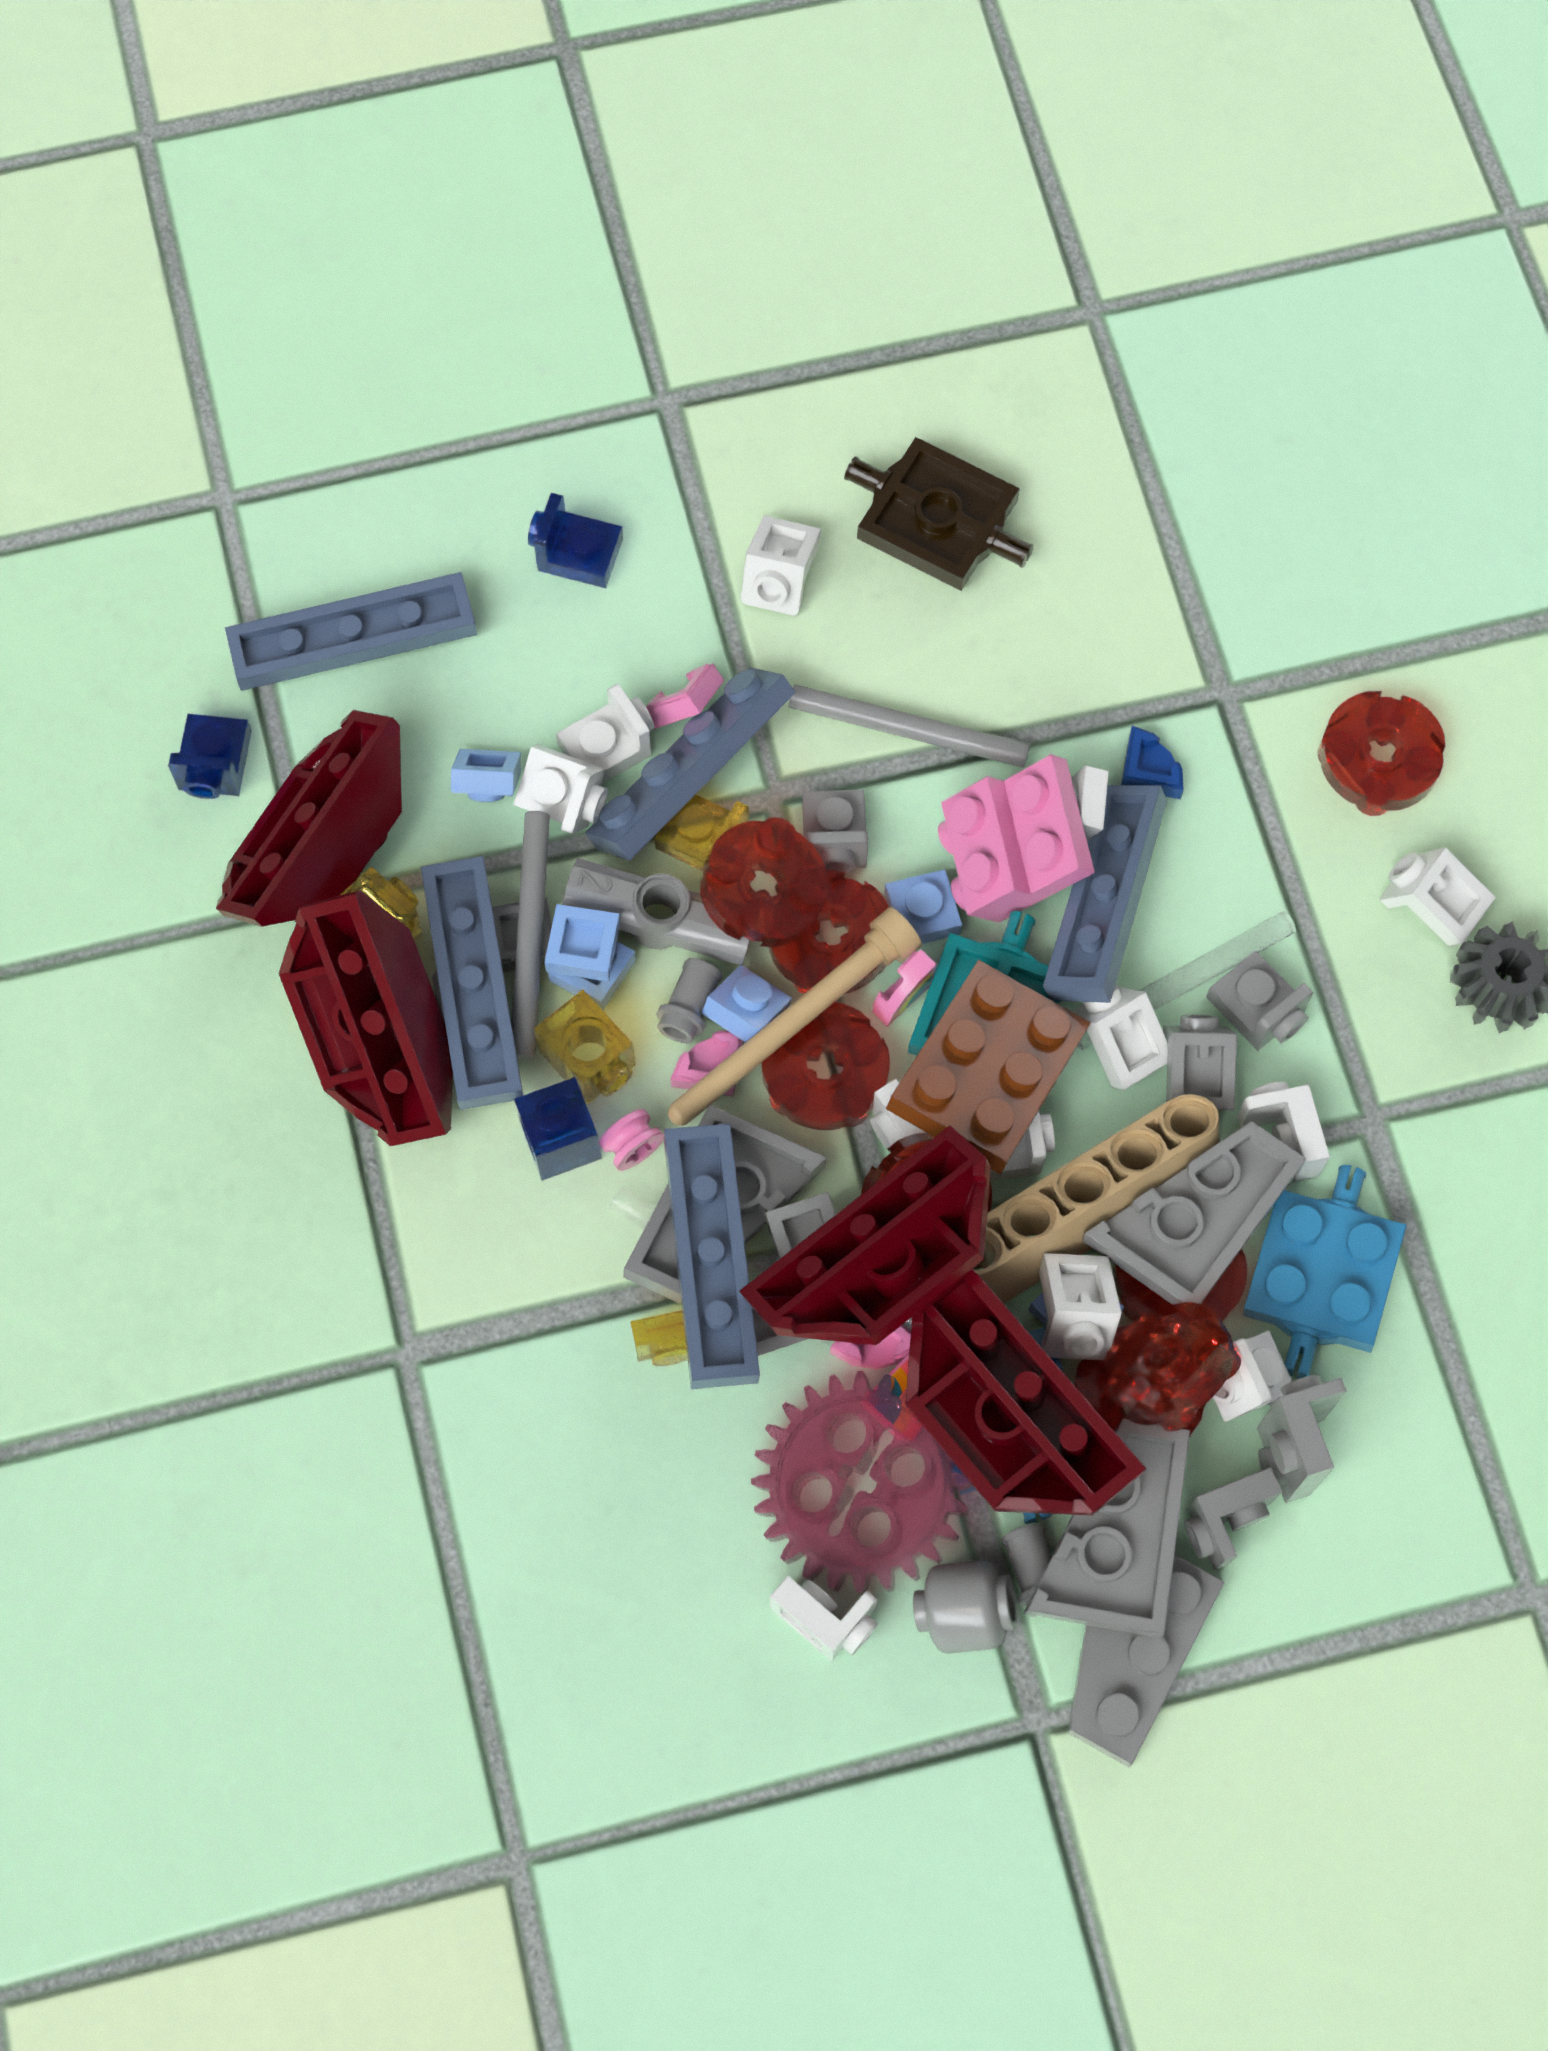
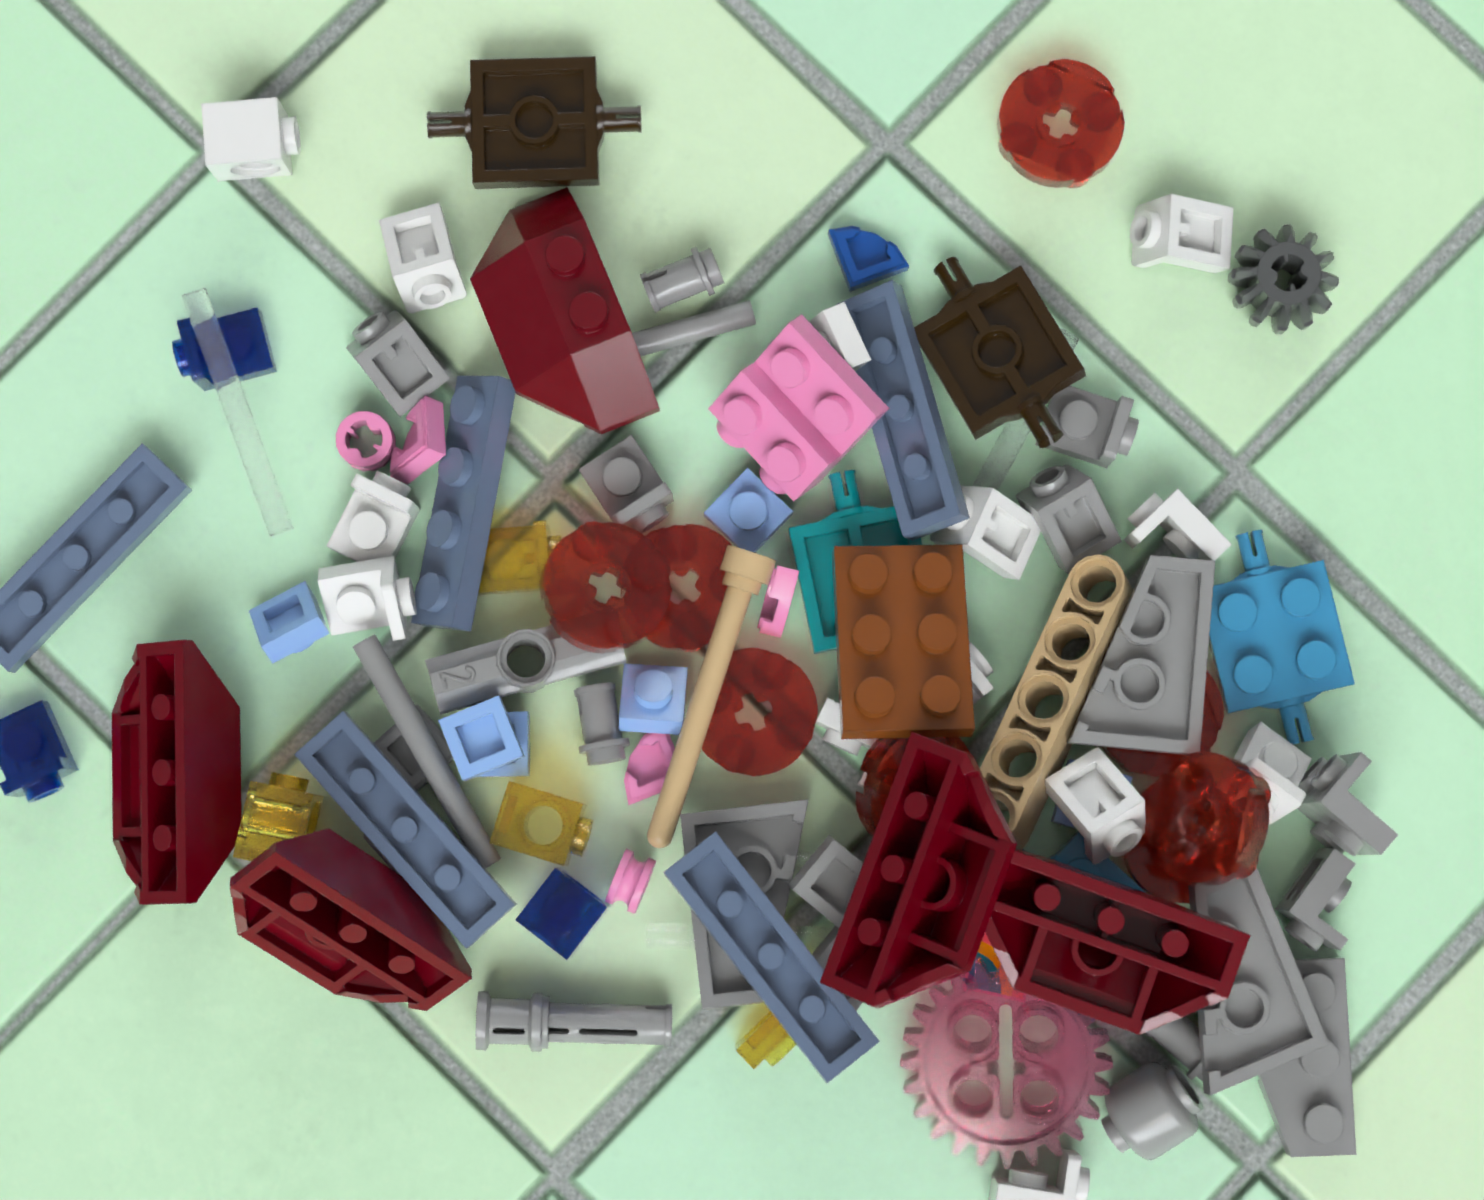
camera: 30 degrees left, 15 degrees up
(479, 1209) = (539, 1022): none -> light grey pin
(553, 591) = (237, 411): none -> clear bar
(642, 656) = (354, 455): none -> bright pink bush
(699, 400) = (249, 139): none -> white brick
(707, 626) = (396, 360): none -> light grey bracket
(861, 668) = (561, 317): none -> dark red wedge
(984, 695) = (682, 279): none -> light grey pin
(1218, 895) = (998, 352): none -> dark brown plate

